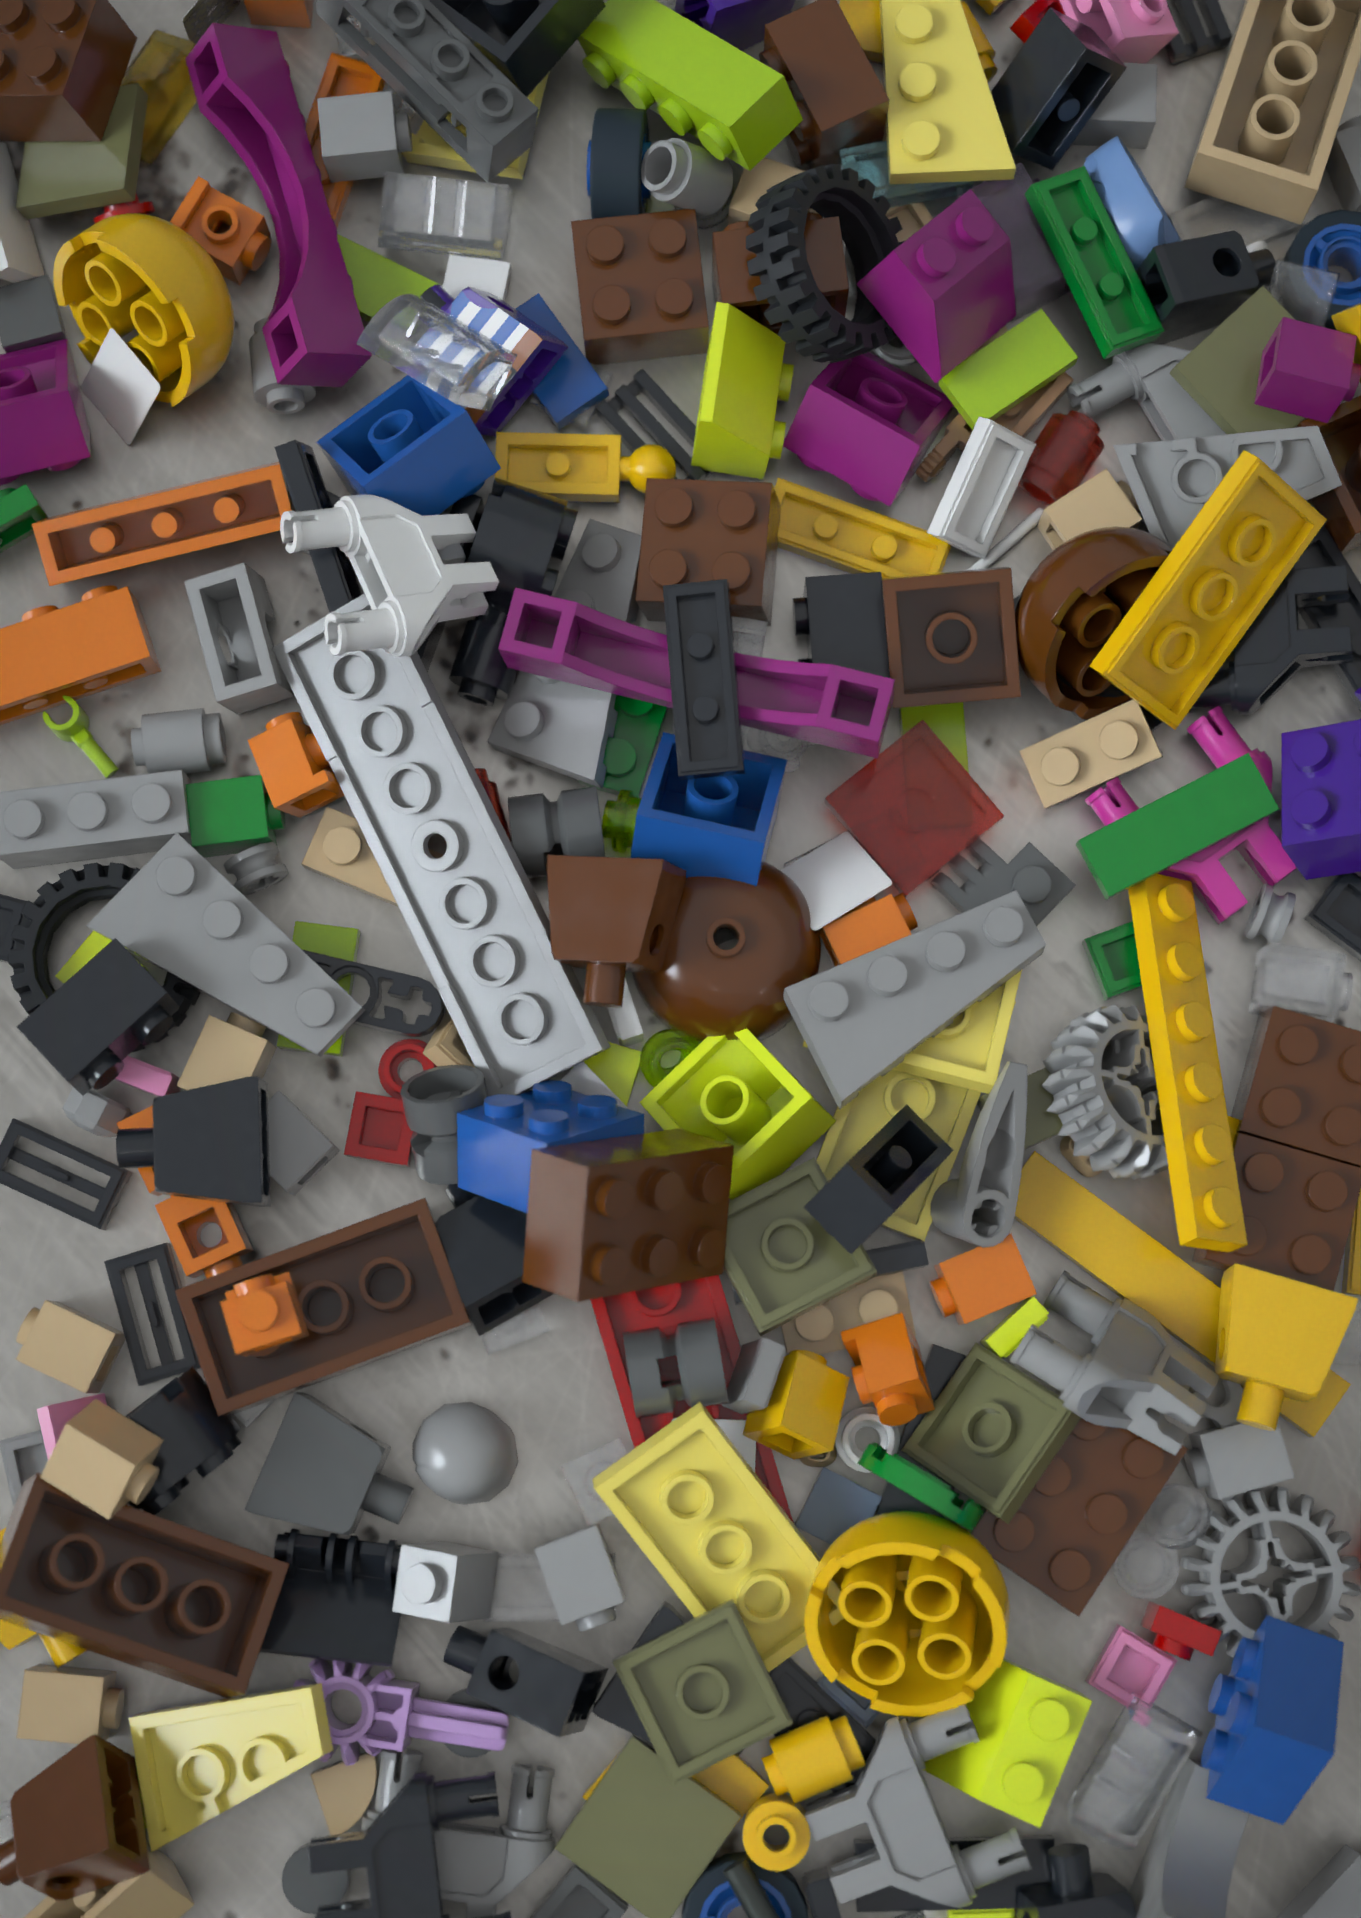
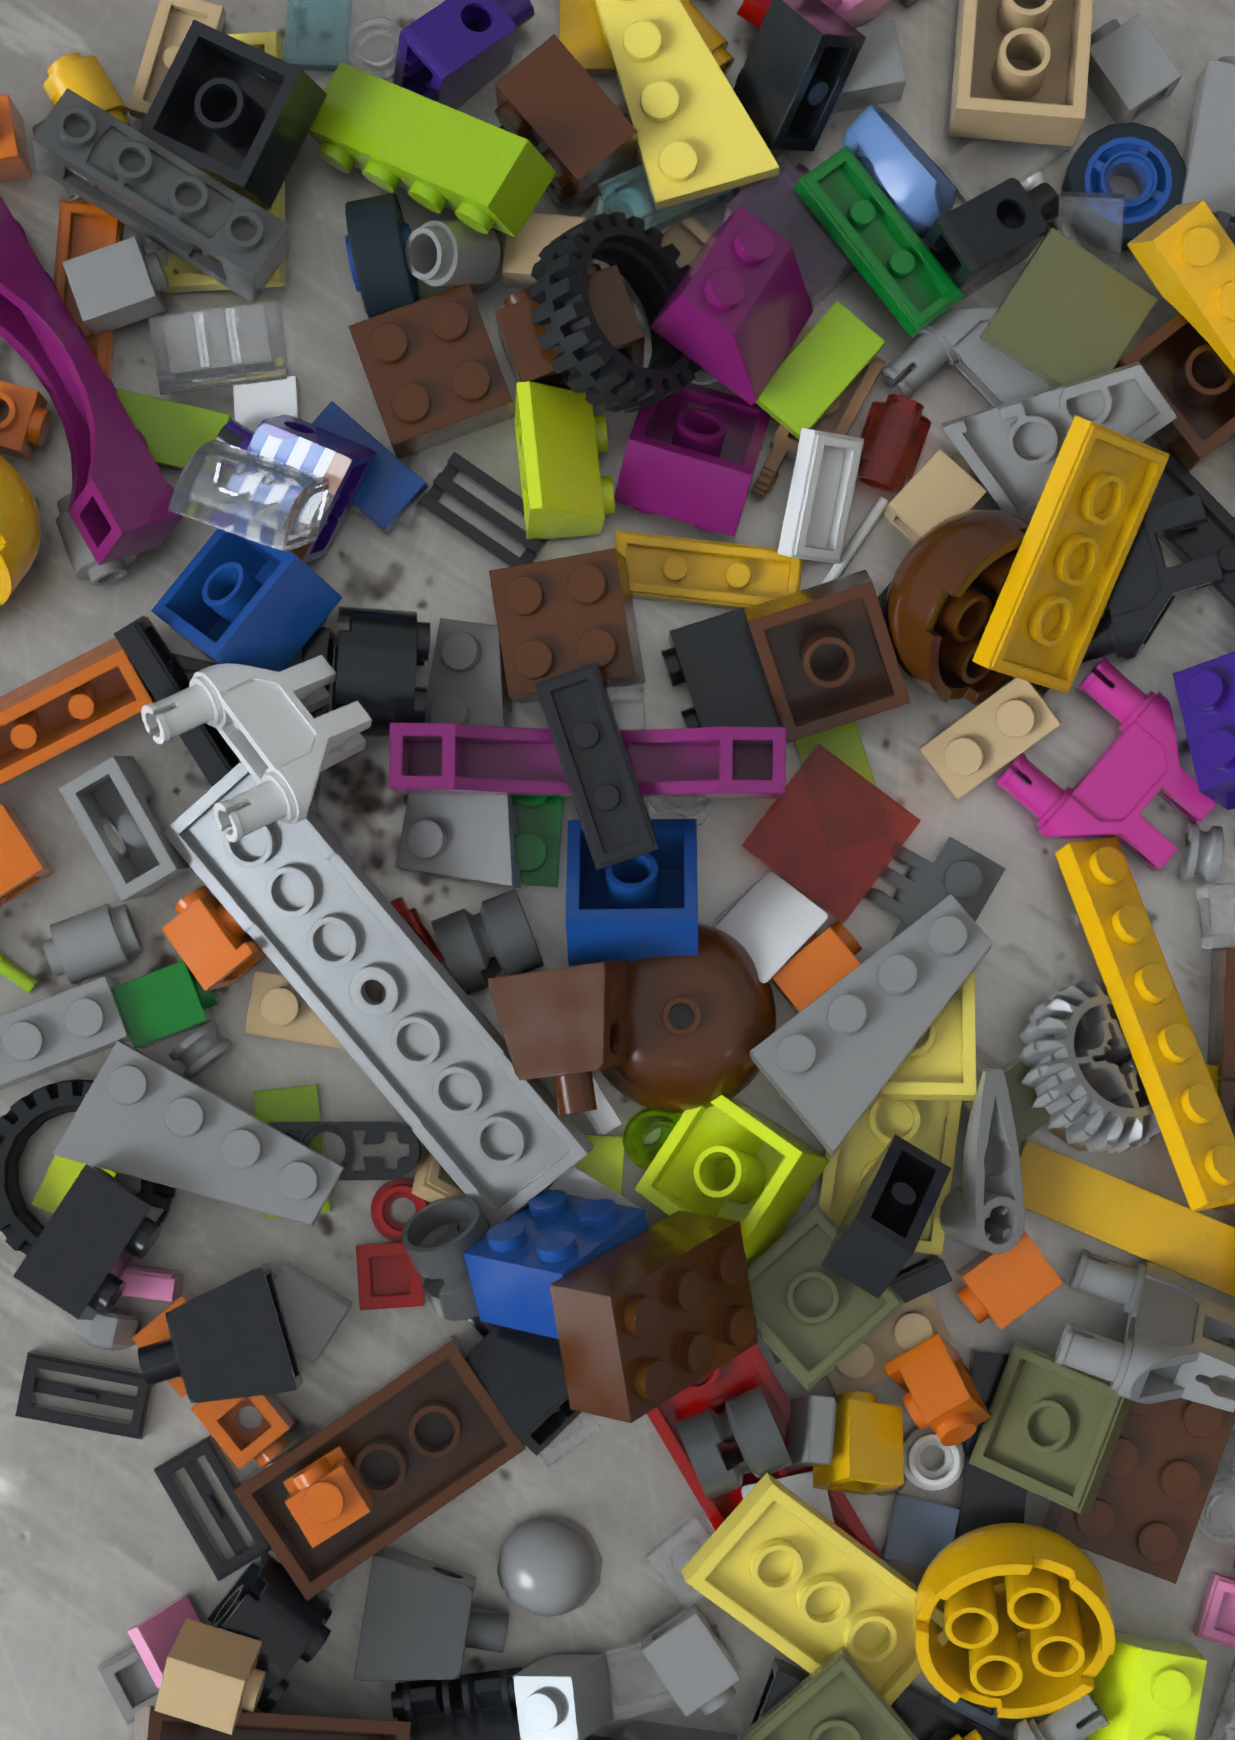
camera: 15 degrees left, 5 degrees up
(69, 1346) = (141, 1560): tan brick -> none
(227, 1052) = (221, 1245): tan brick -> none
(478, 663) = (367, 788): black brick -> none
(578, 464) = (415, 568): yellow plate -> none
(620, 820) = (548, 914): clear neon green plate -> none
(920, 1485) = (996, 1500): green tile -> none
(1012, 1329) = (1048, 1319): neon yellow tile -> none
(1114, 960) = (1060, 932): green tile -> none
(1177, 826) = (1093, 793): green tile -> none
(1307, 370) = (1117, 309): magenta brick -> none

